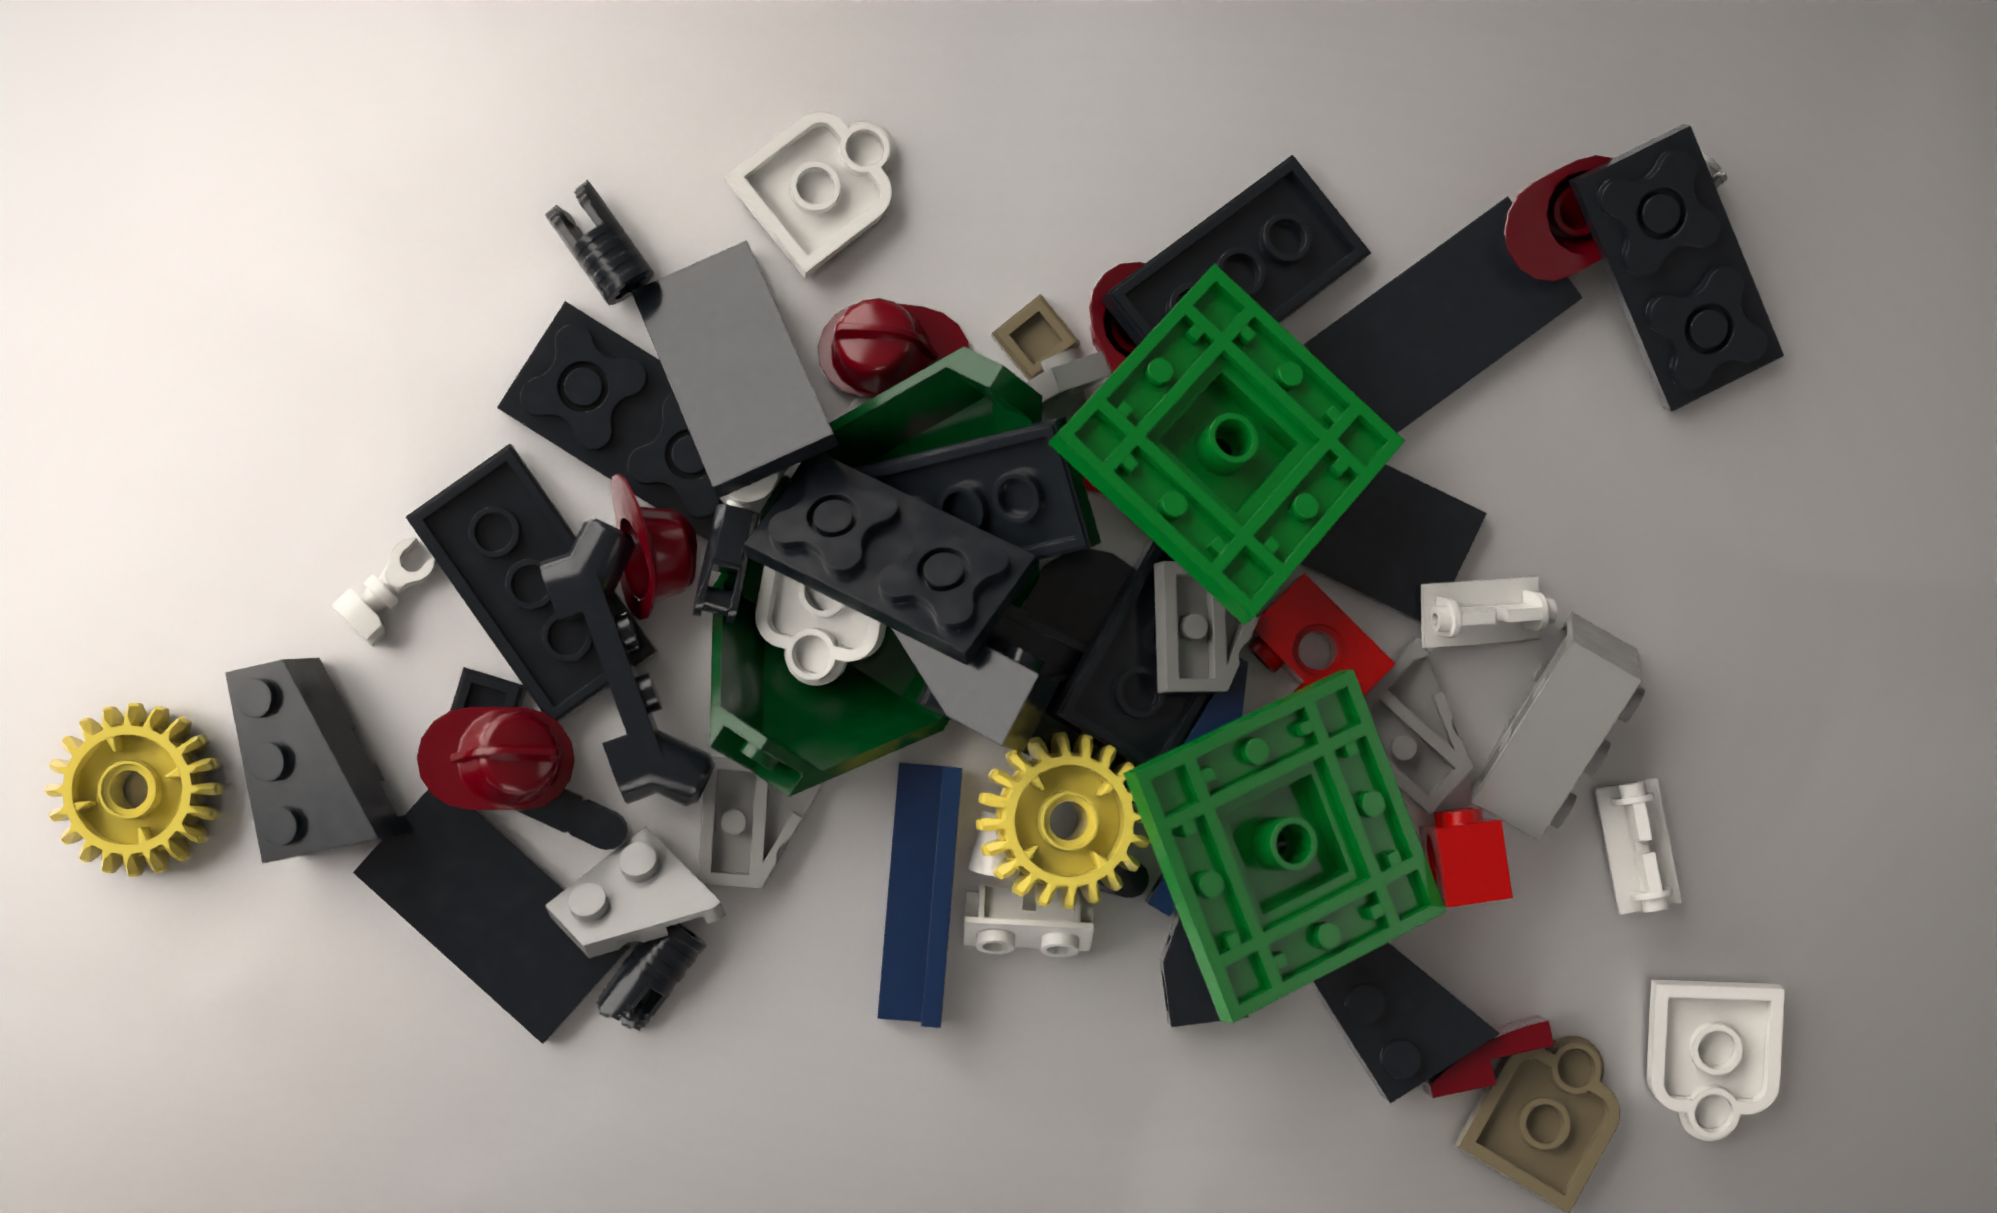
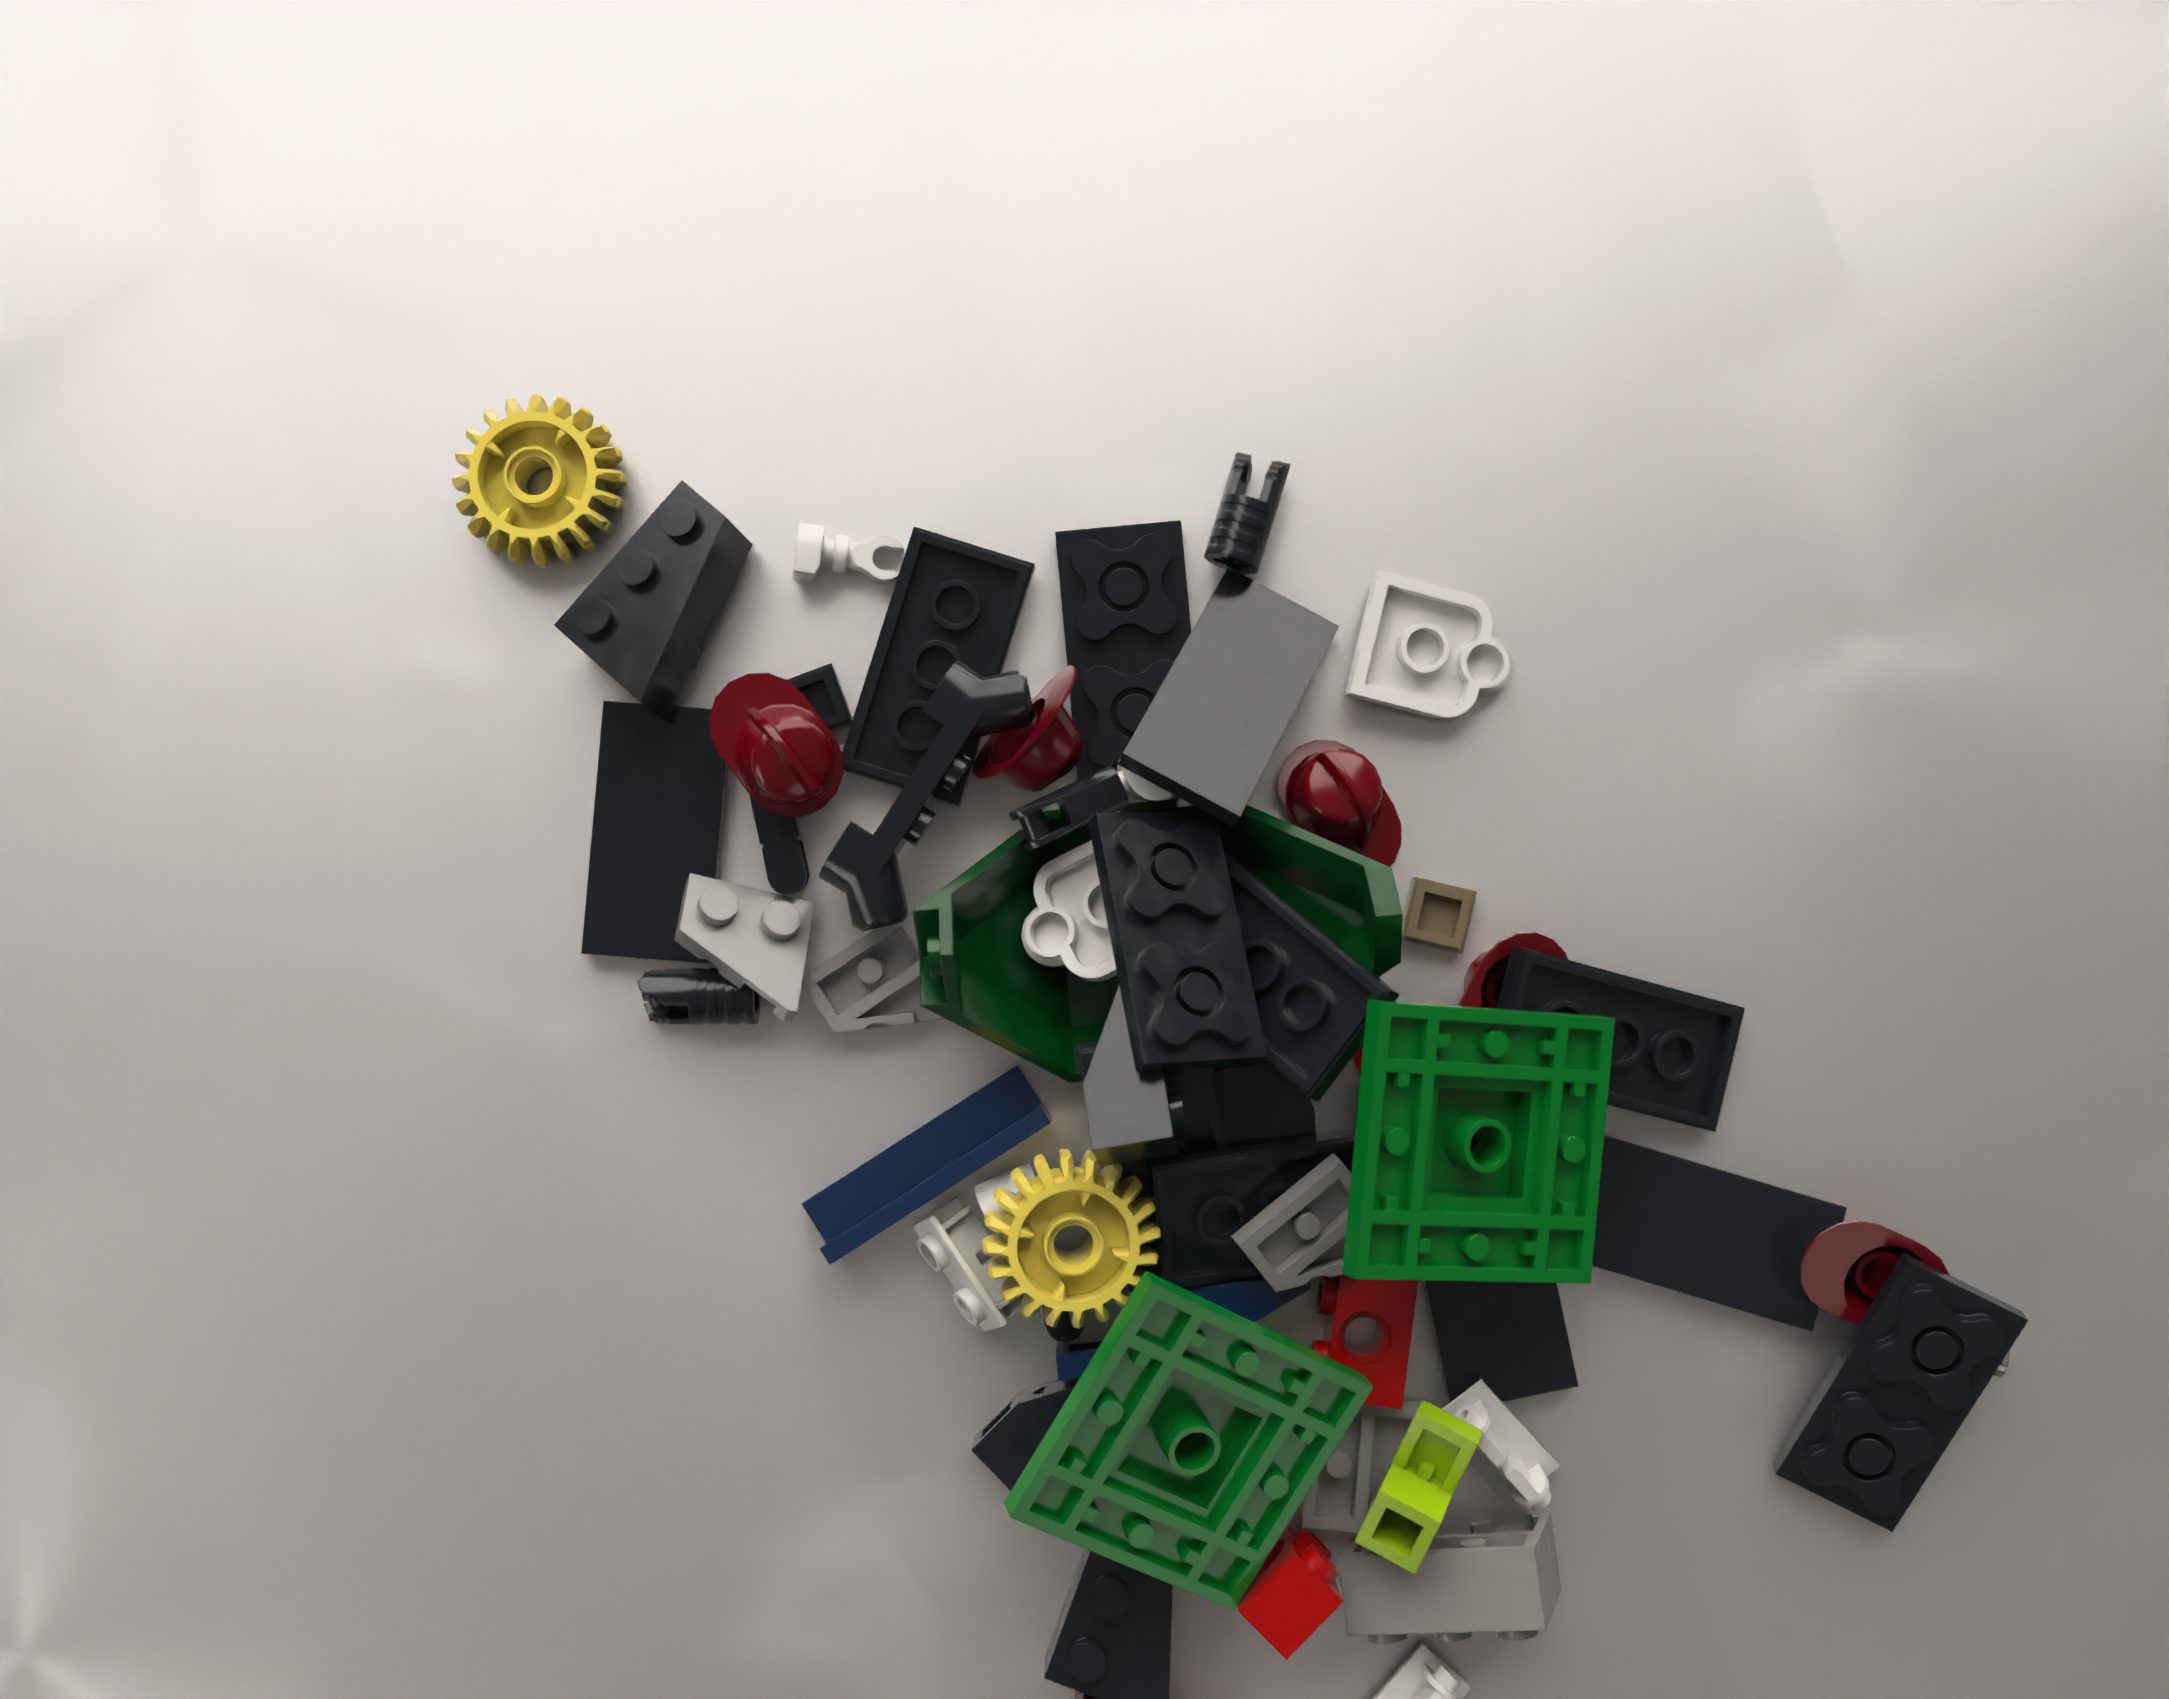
camera: 60 degrees right, 0 degrees up
(1065, 381) = (1425, 965): light grey plate -> none
(1460, 694) = (1418, 1486): none -> lime brick

